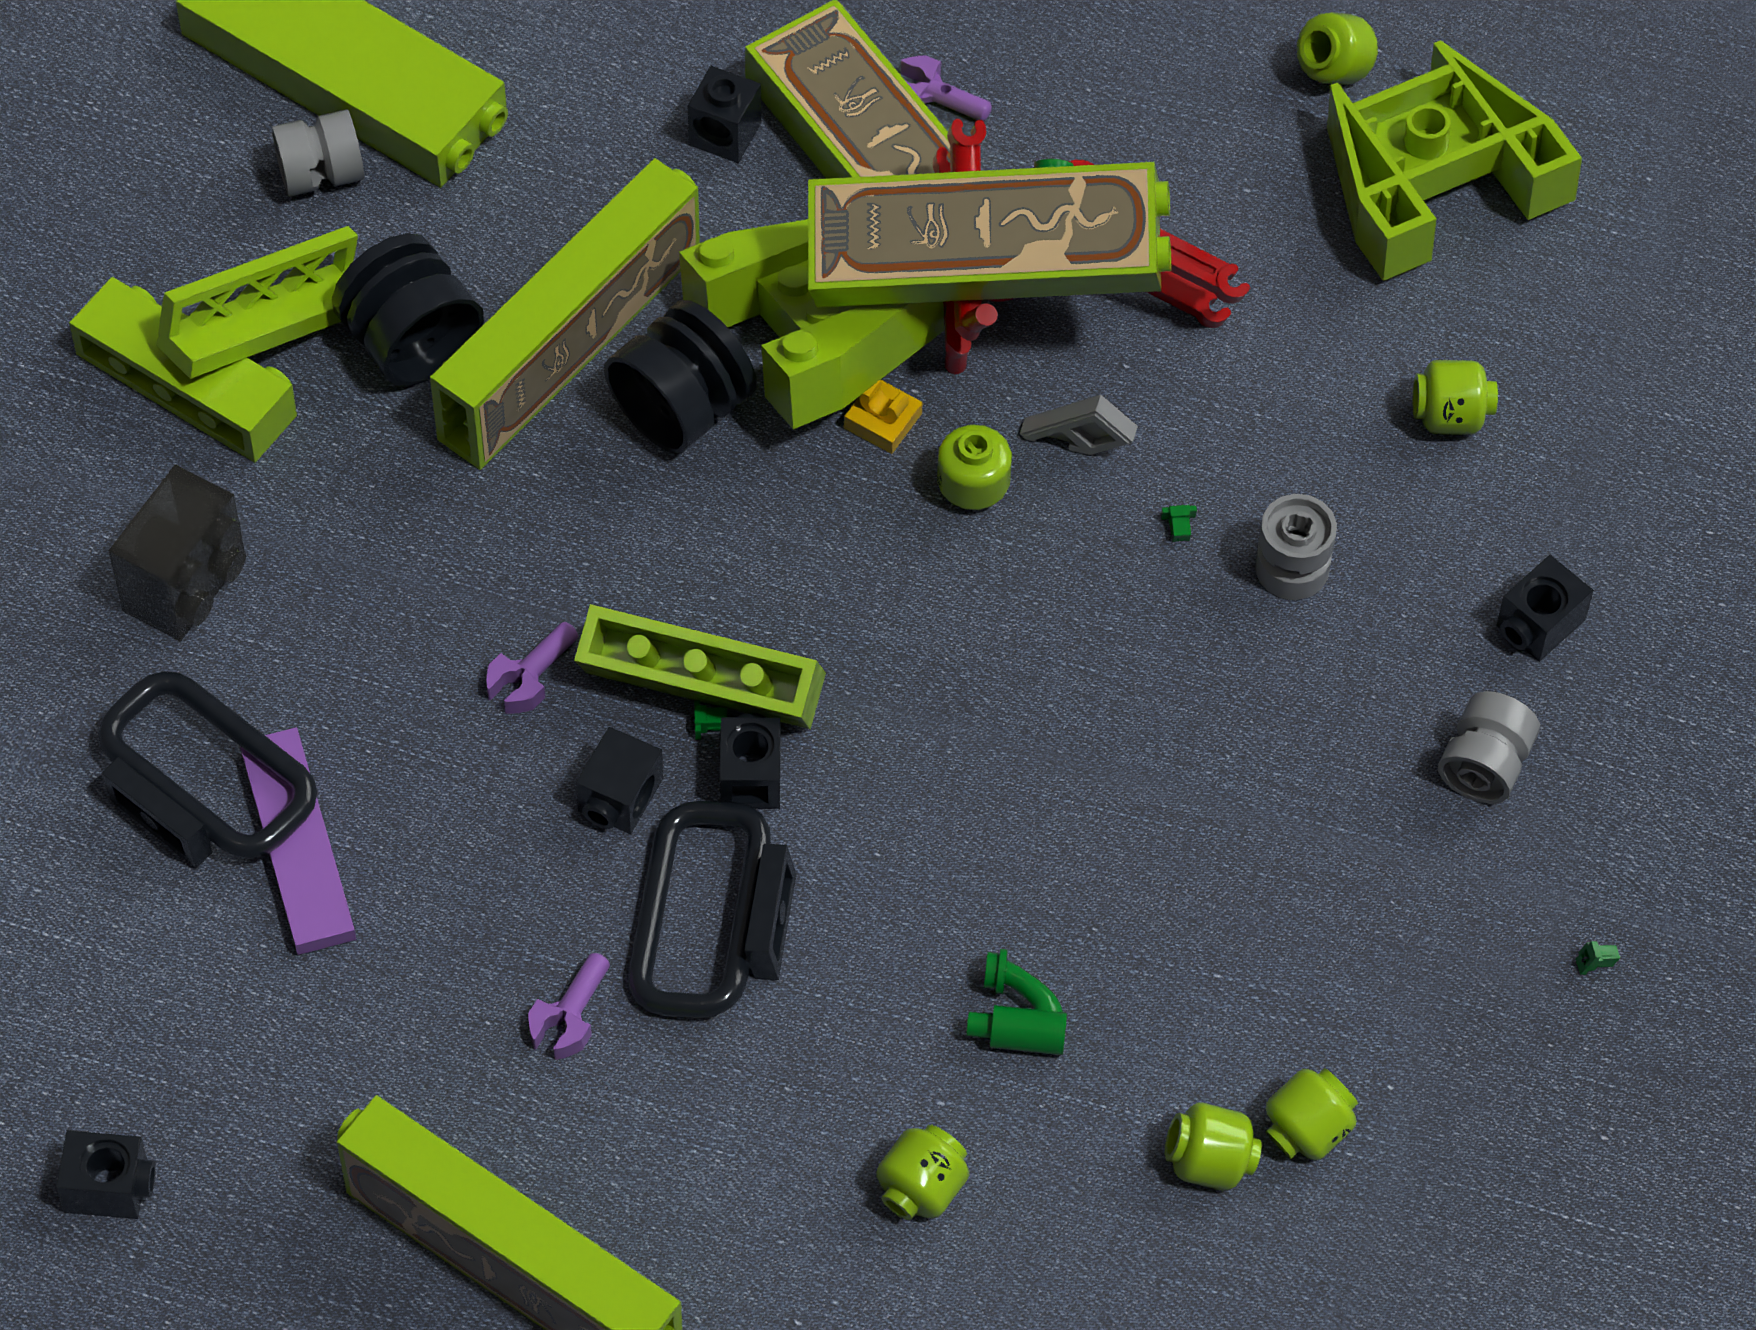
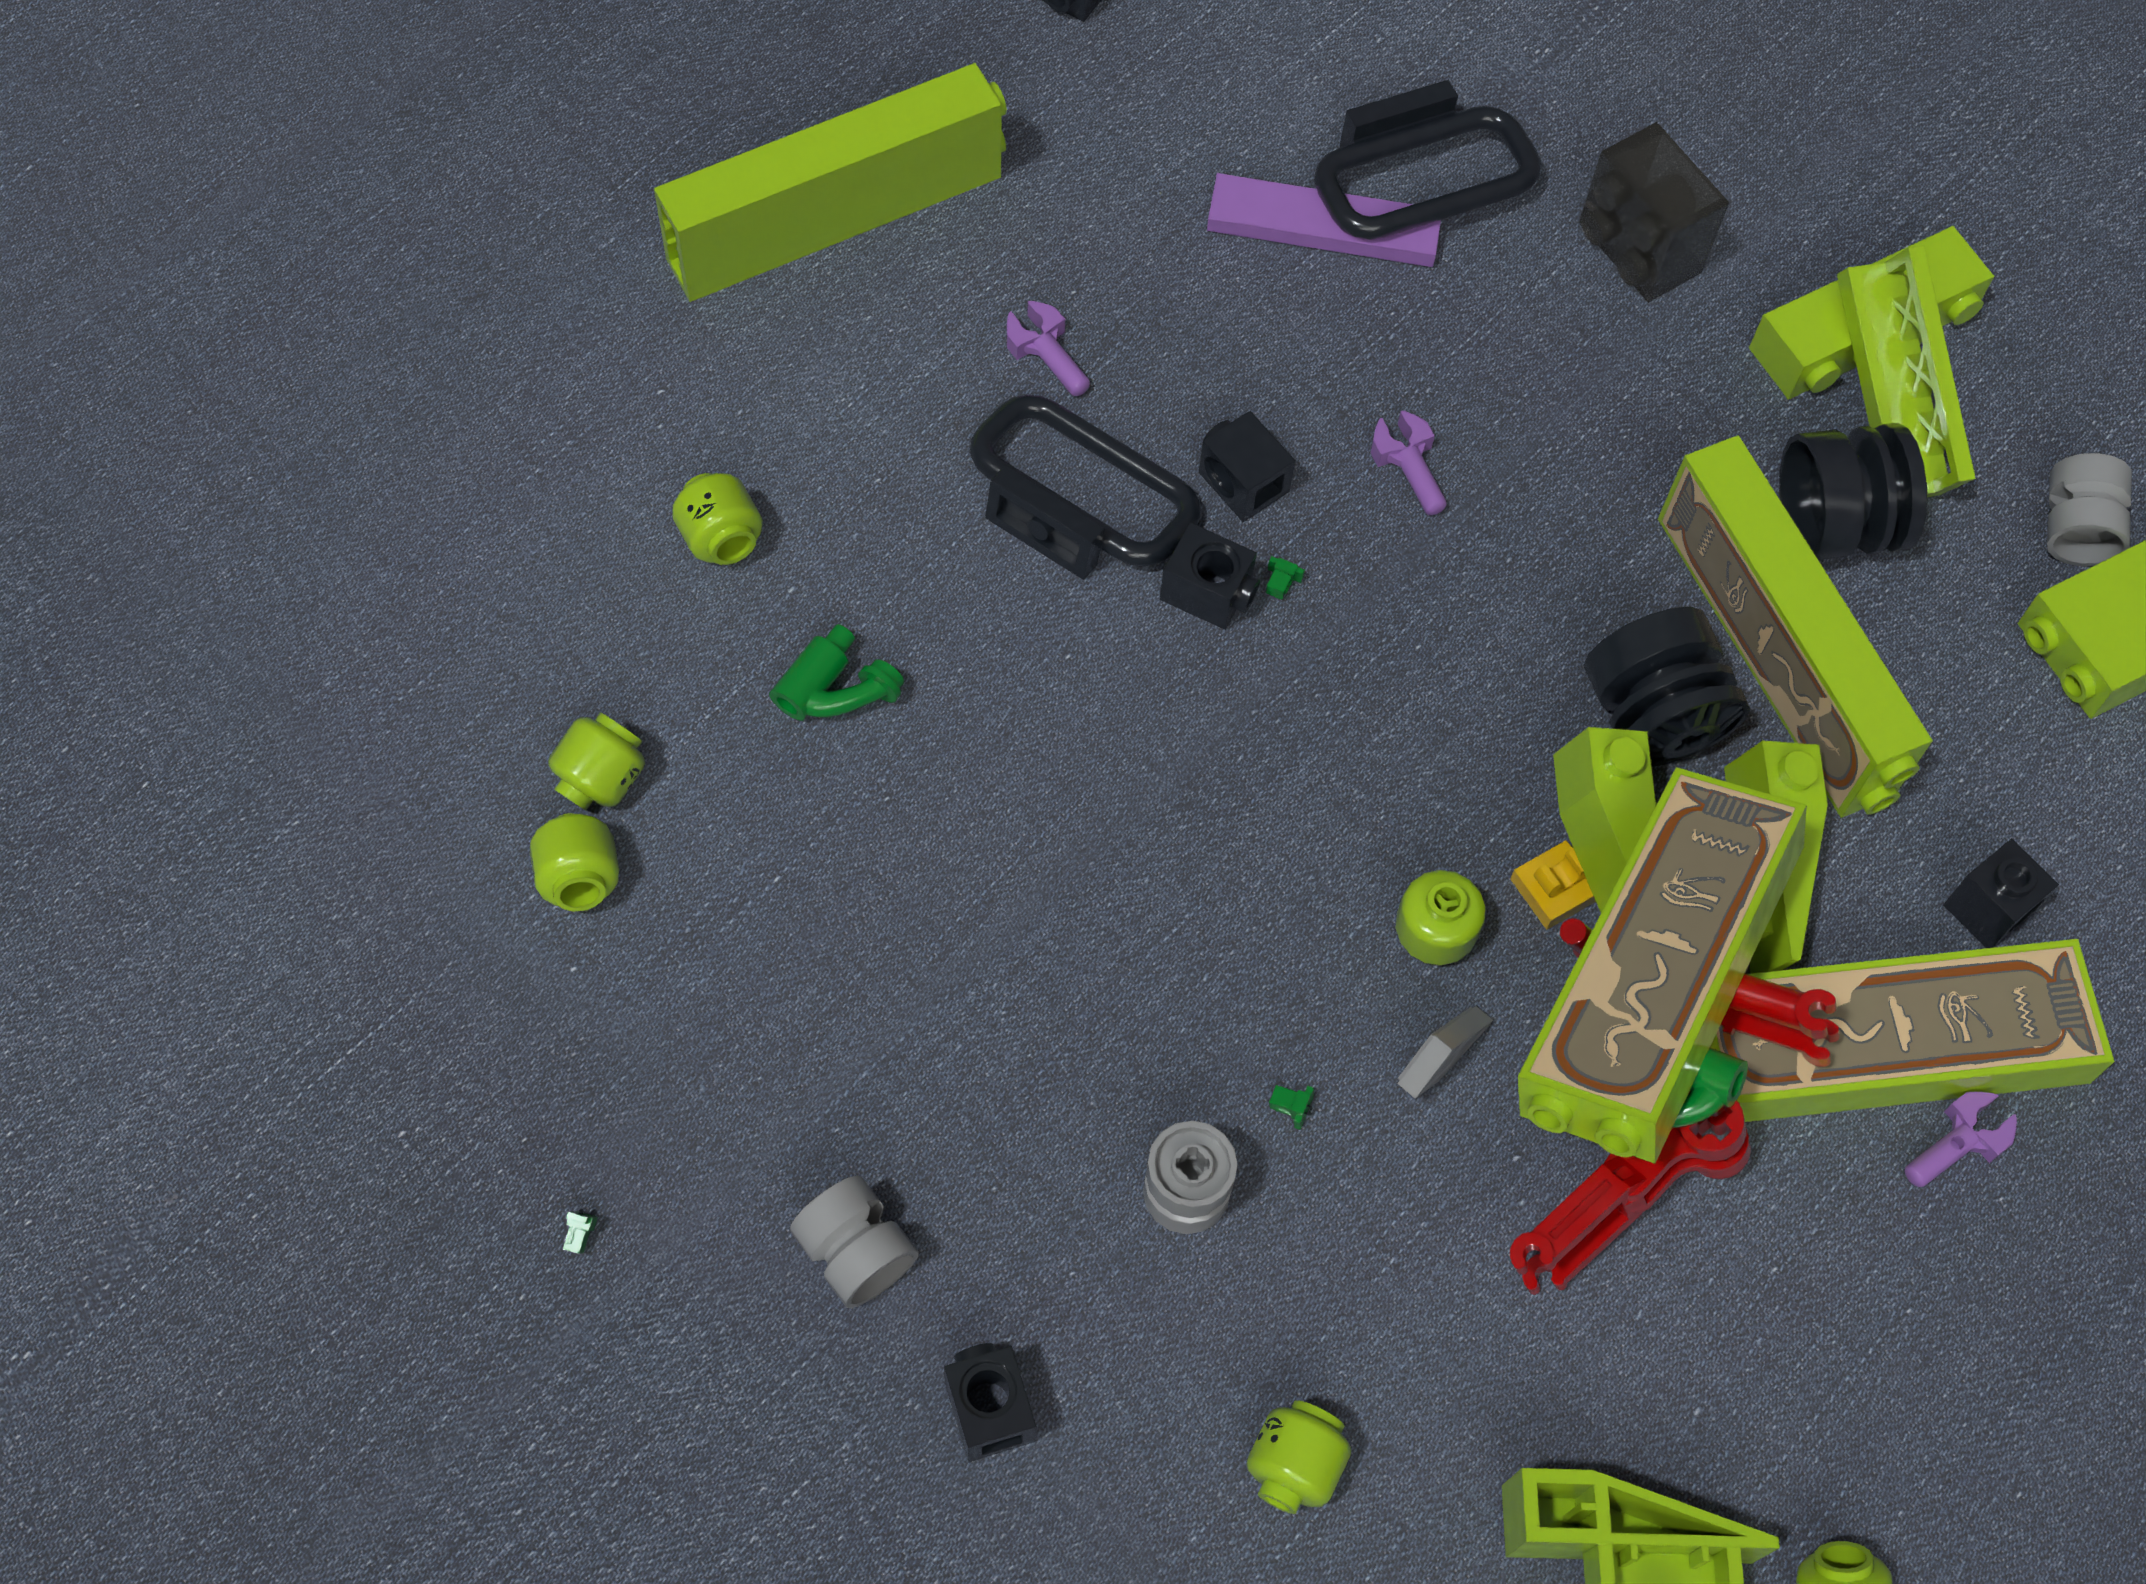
camera: 115 degrees right, 5 degrees up
(700, 666) = (1324, 569): lime brick -> none

